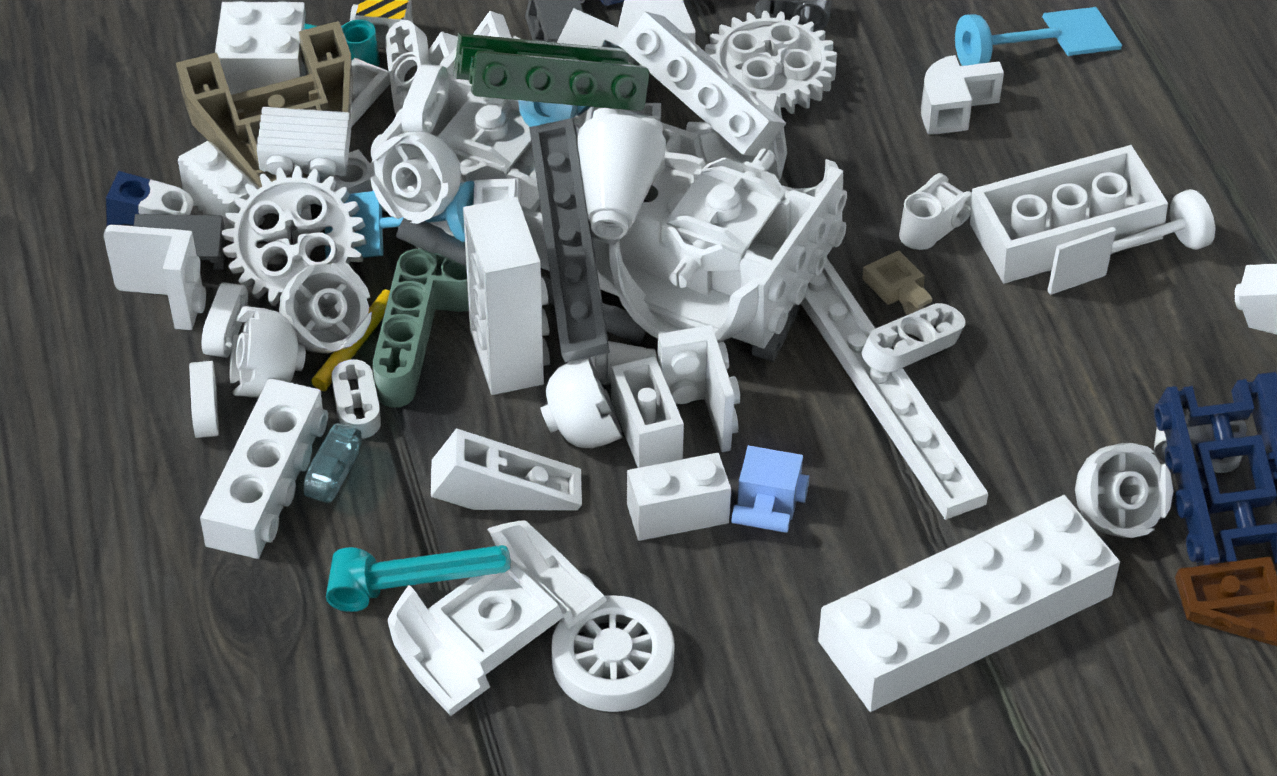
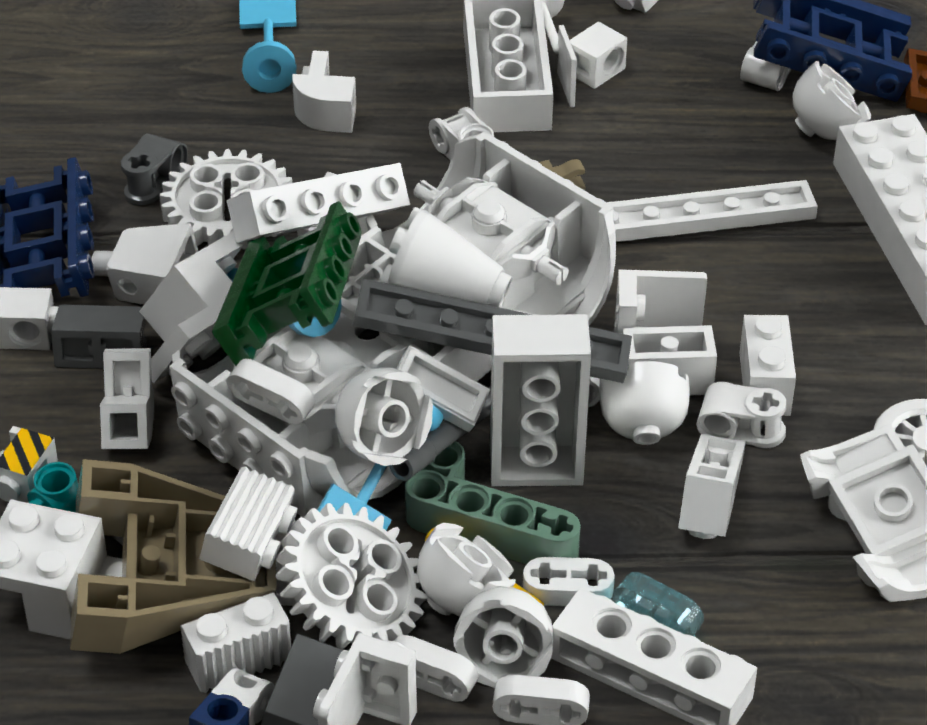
camera: 75 degrees left, 5 degrees down
(359, 577) = (816, 606): teal axle -> none
(400, 61) = (93, 437): white beam -> none
(604, 492) = (741, 412): none -> white piece
(769, 489) = (770, 295): light blue brick -> none
(878, 350) = (621, 181): white beam -> none
(1127, 288) = (599, 54): none -> white brick

